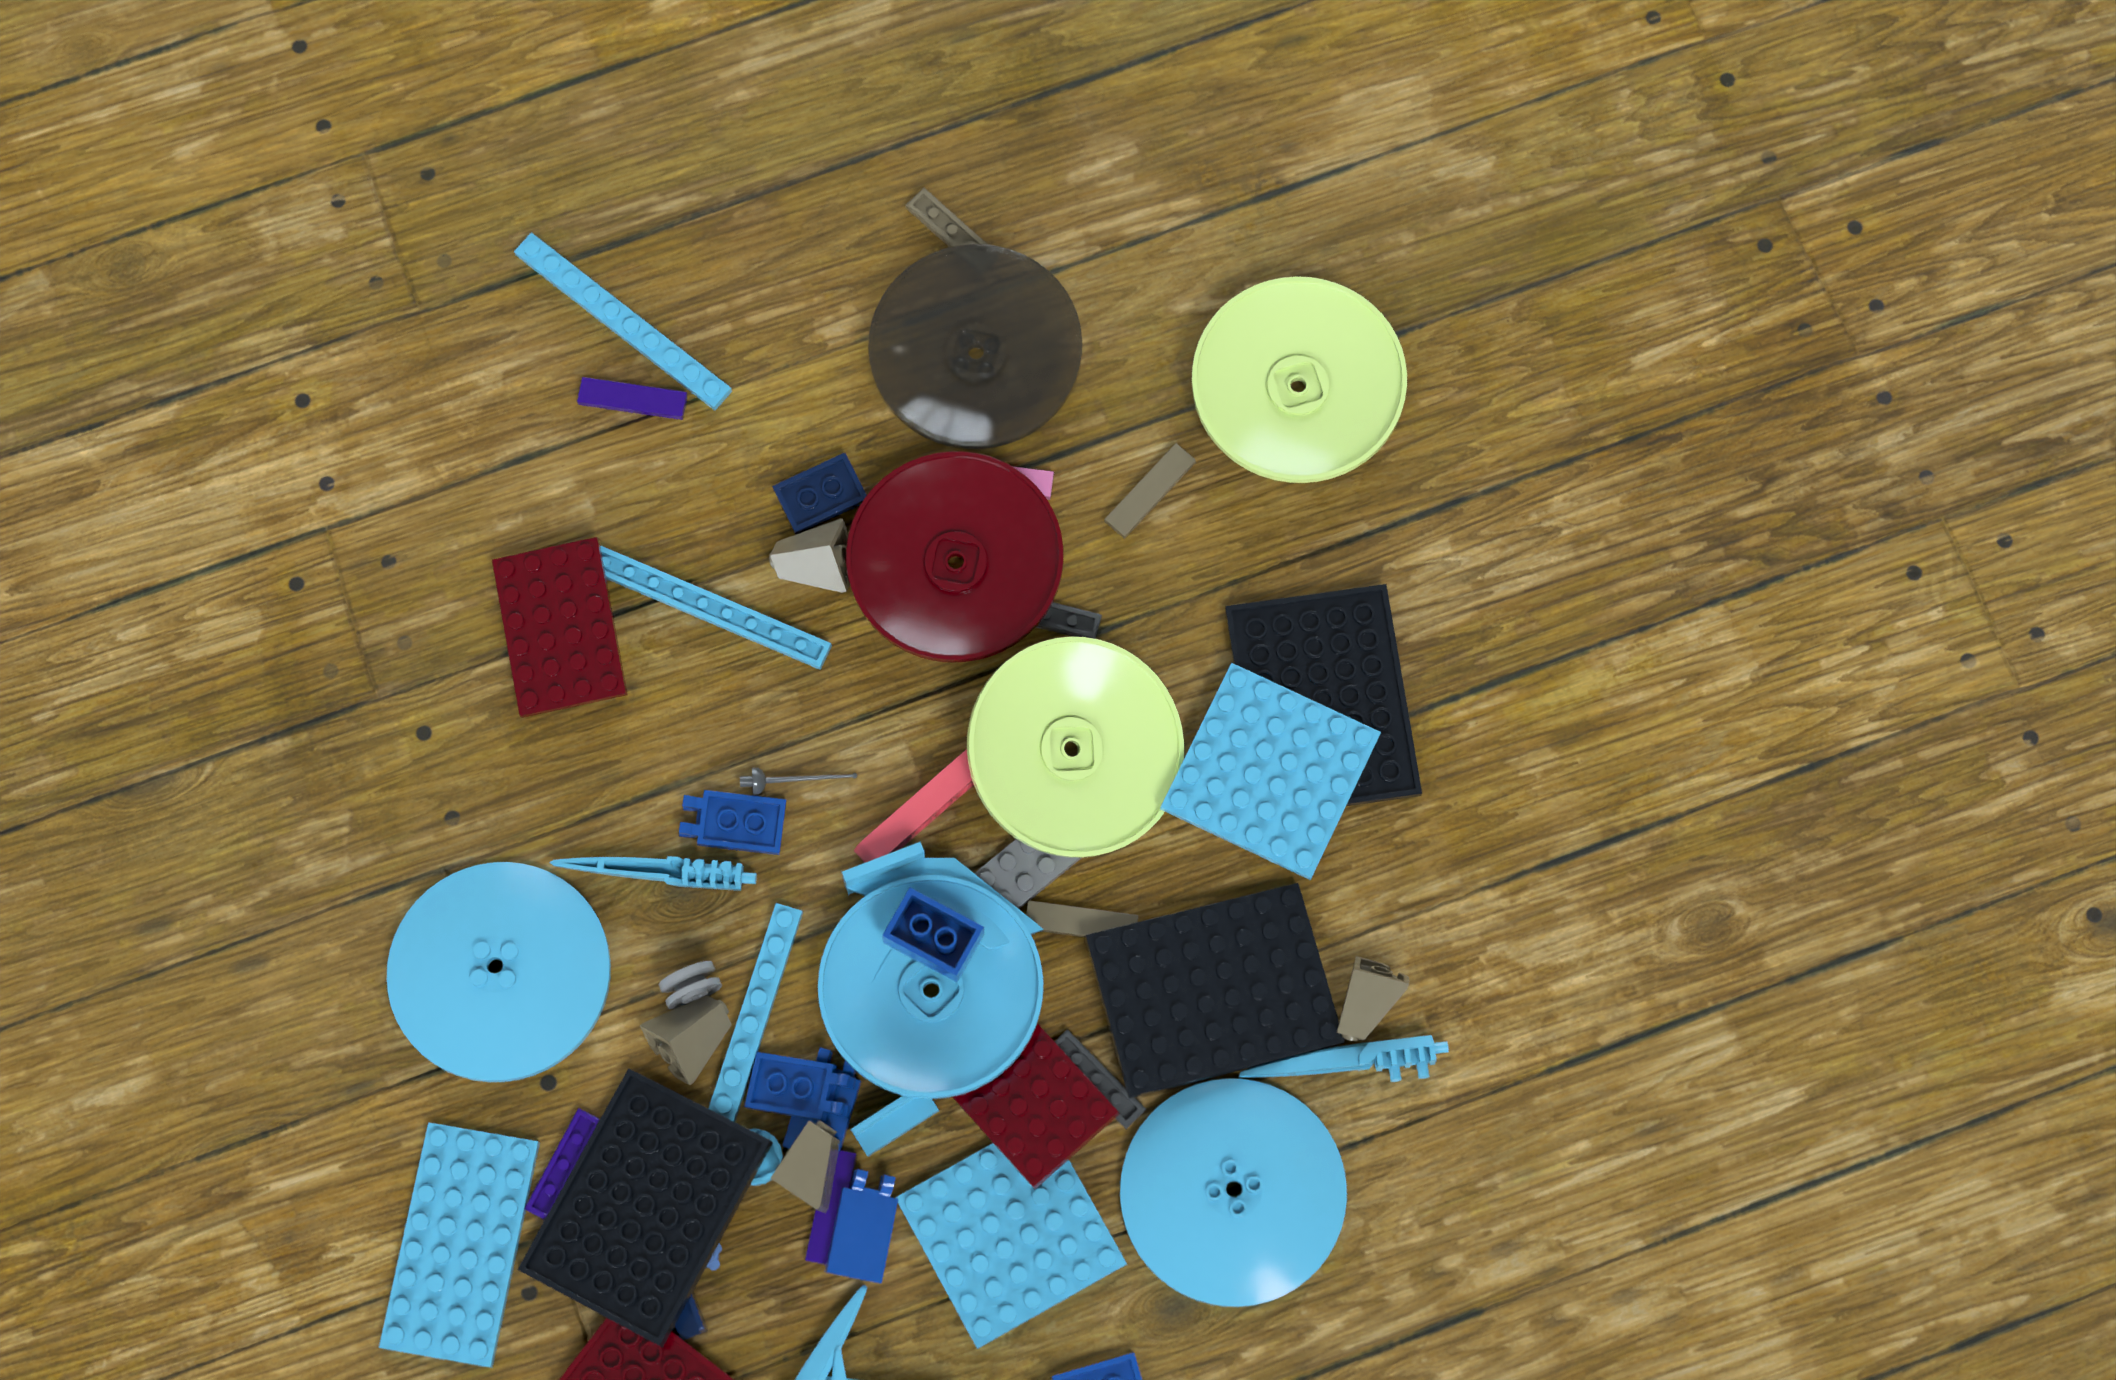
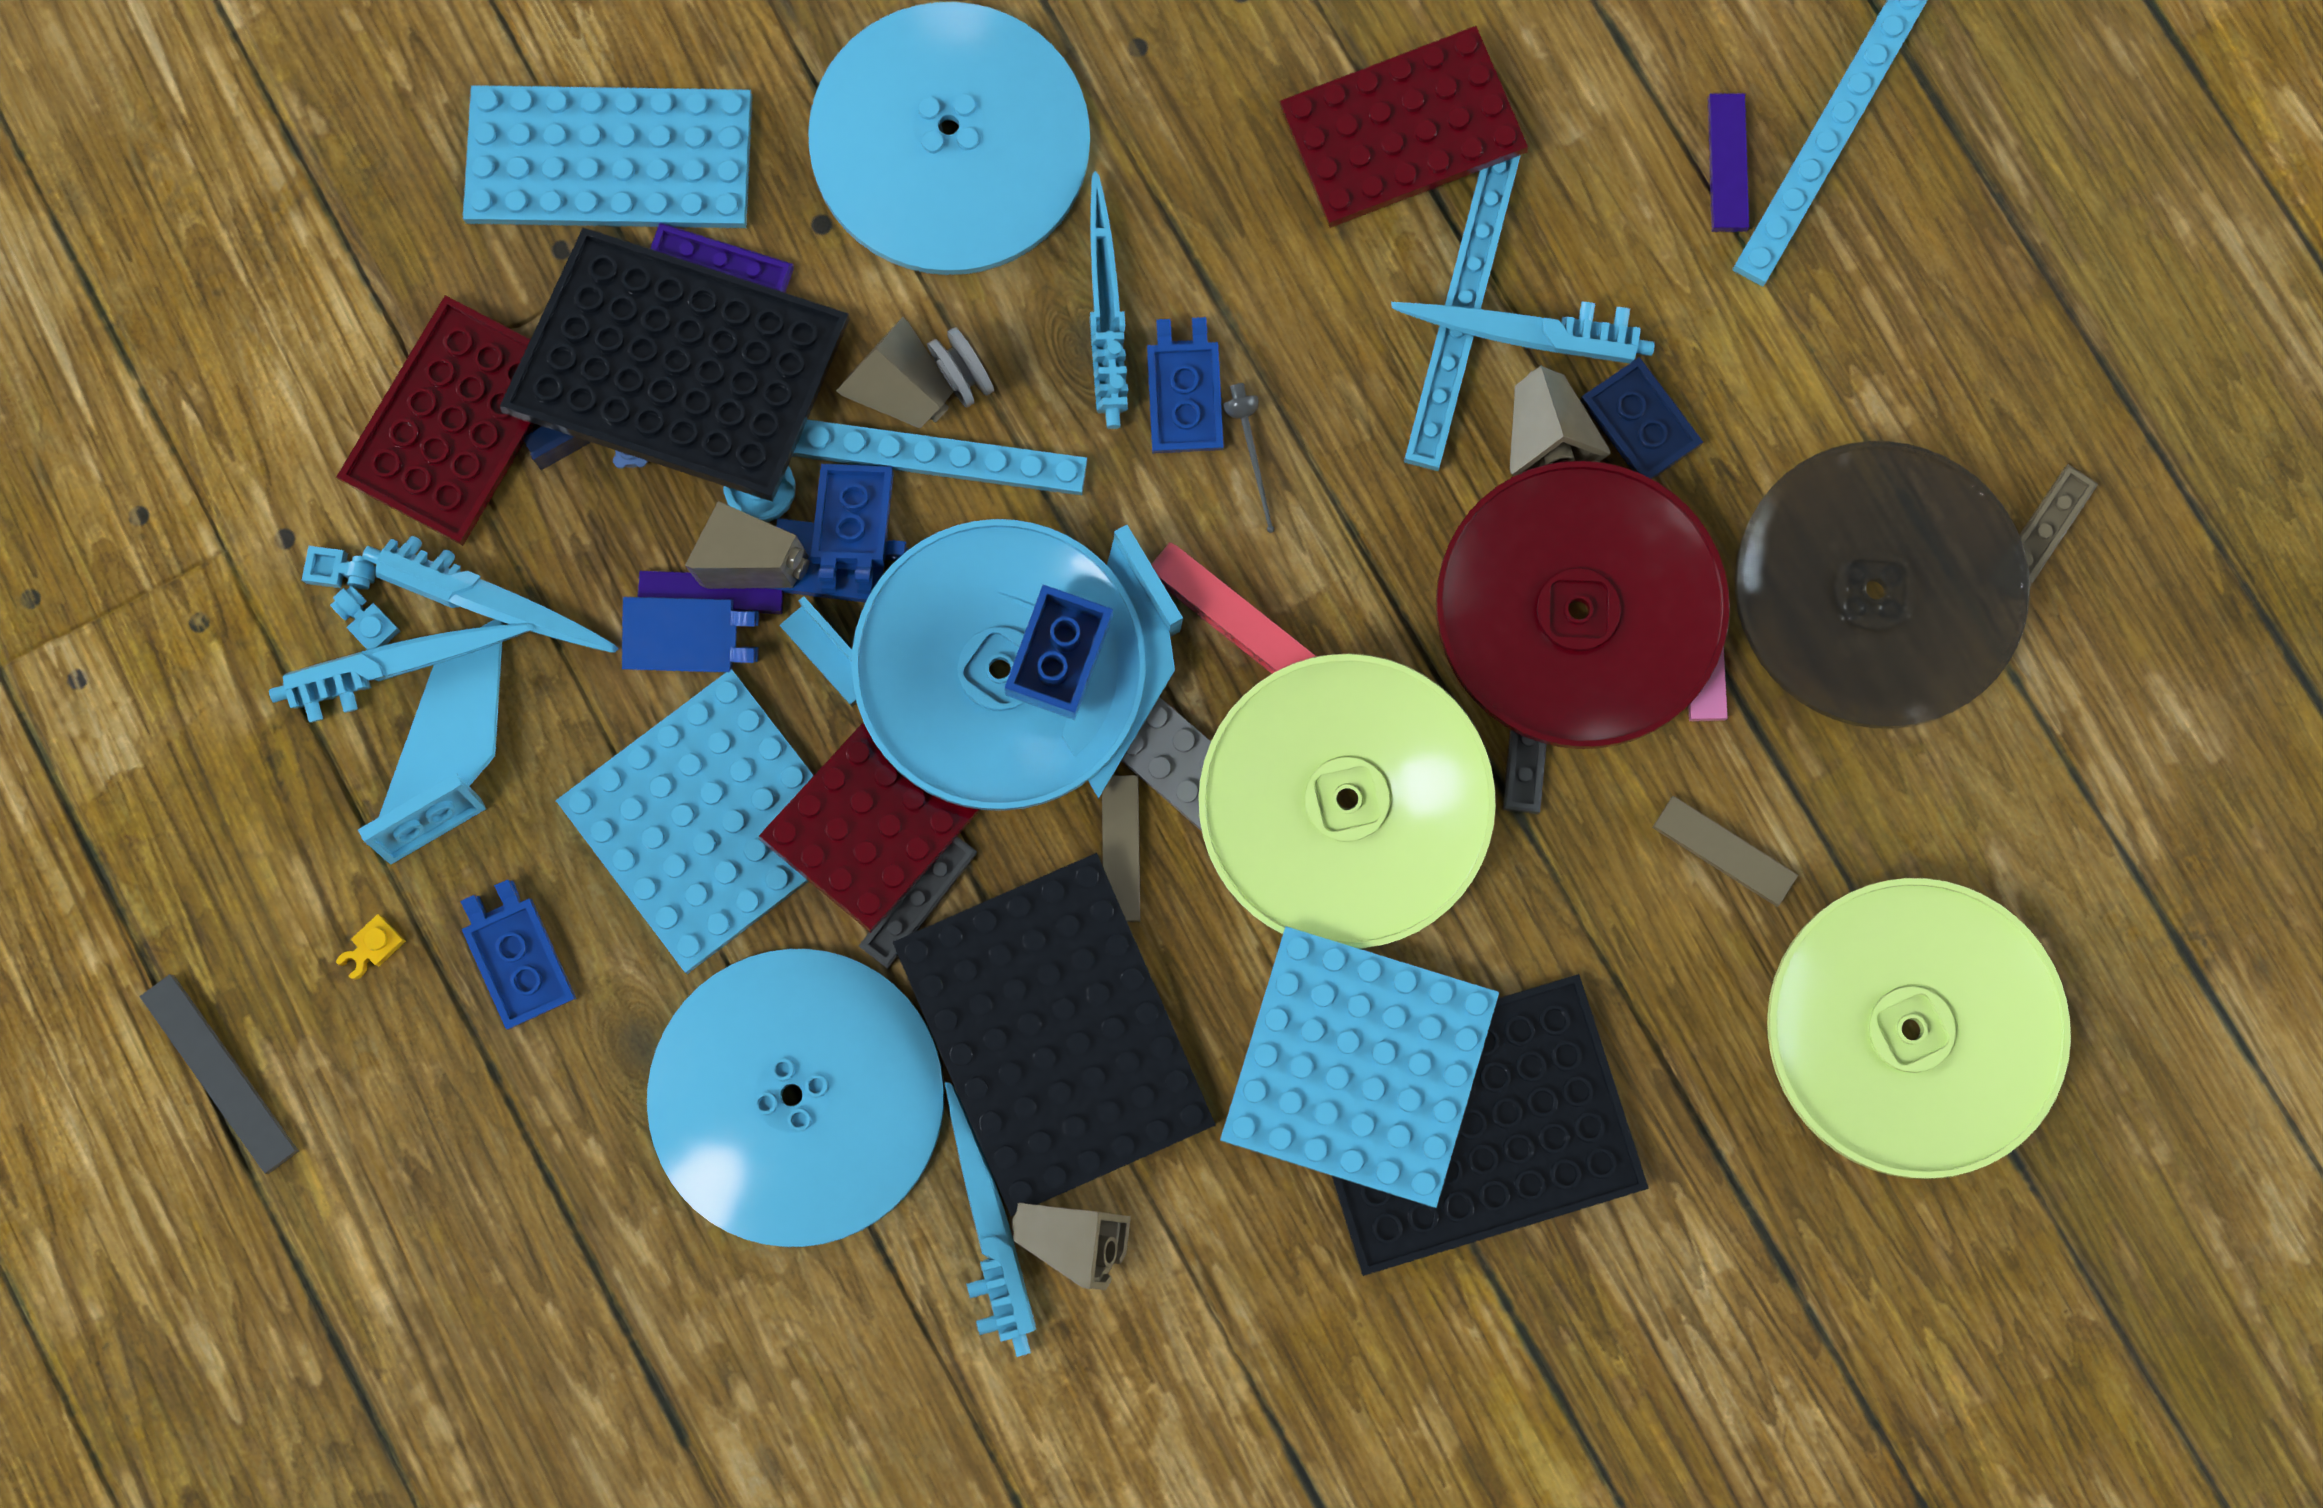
camera: 80 degrees right, 5 degrees up
(747, 535) = (1570, 336): none -> medium azure piece

